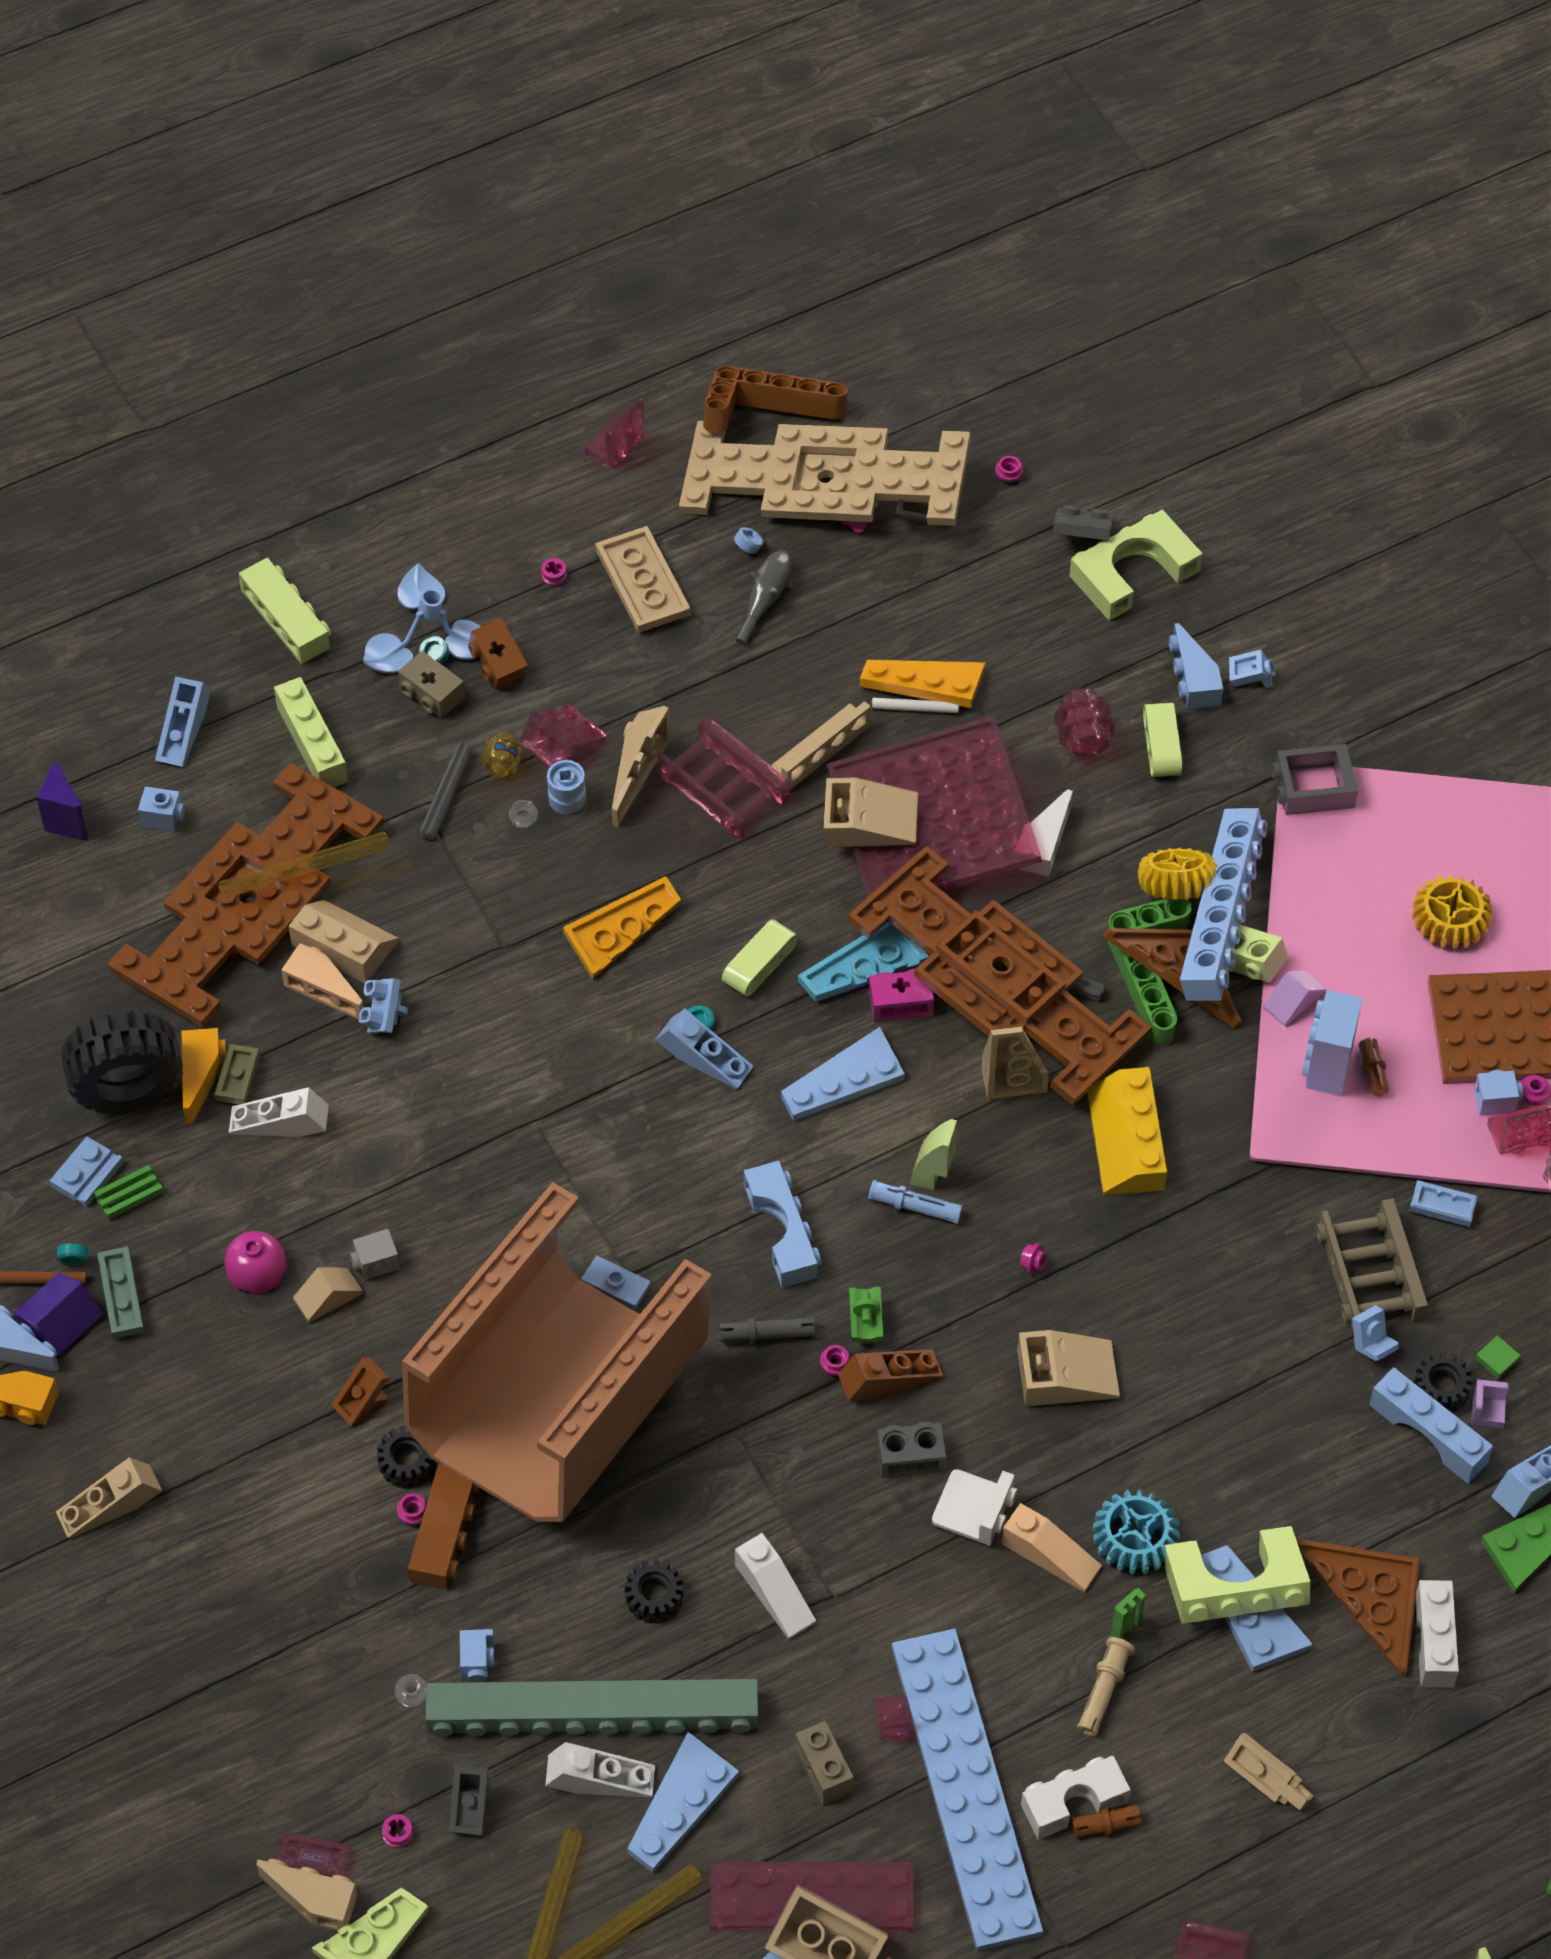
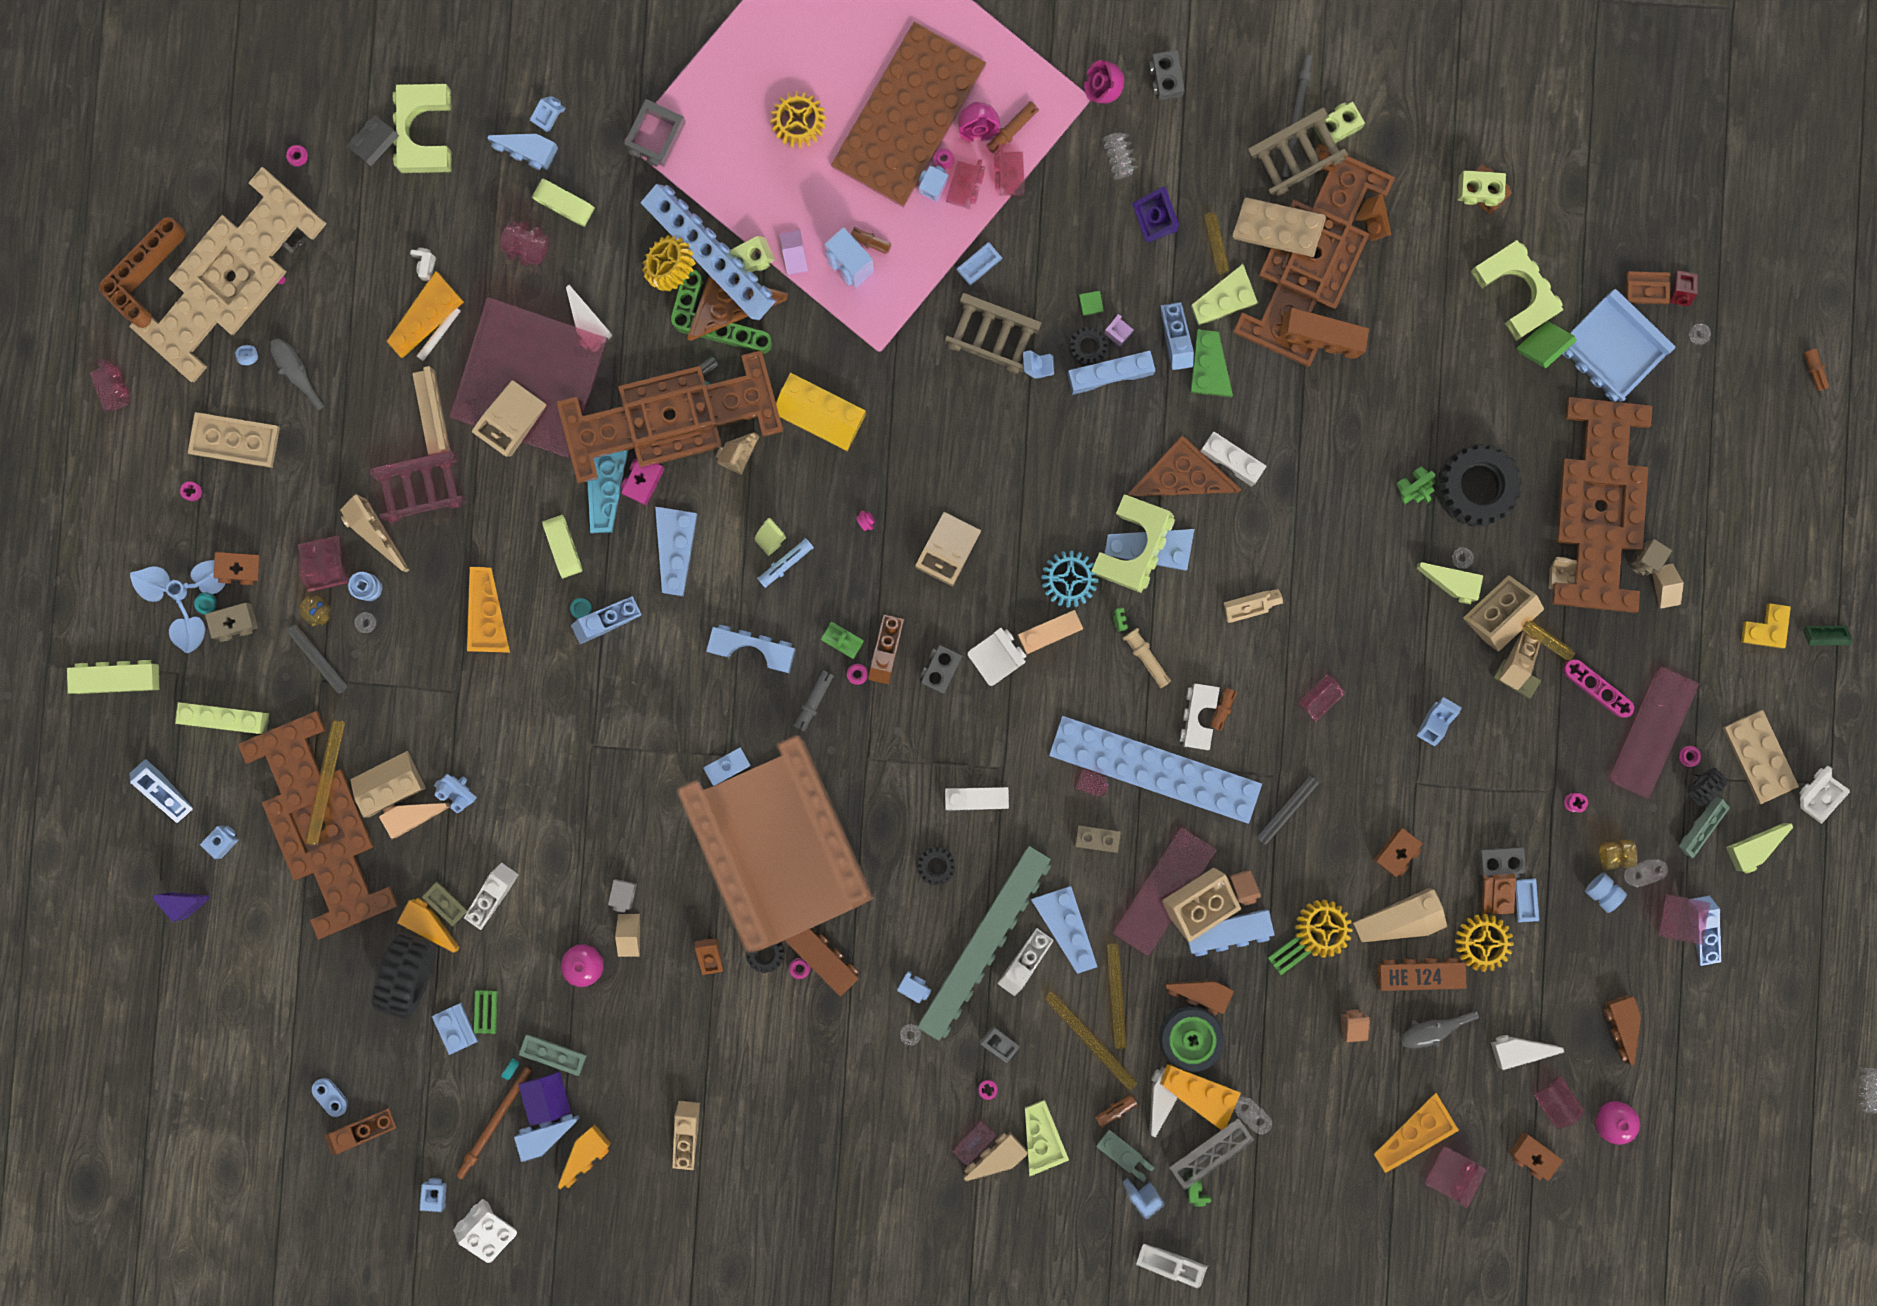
camera: 60 degrees left, 30 degrees up
(985, 648) = (426, 265): none -> white bracket

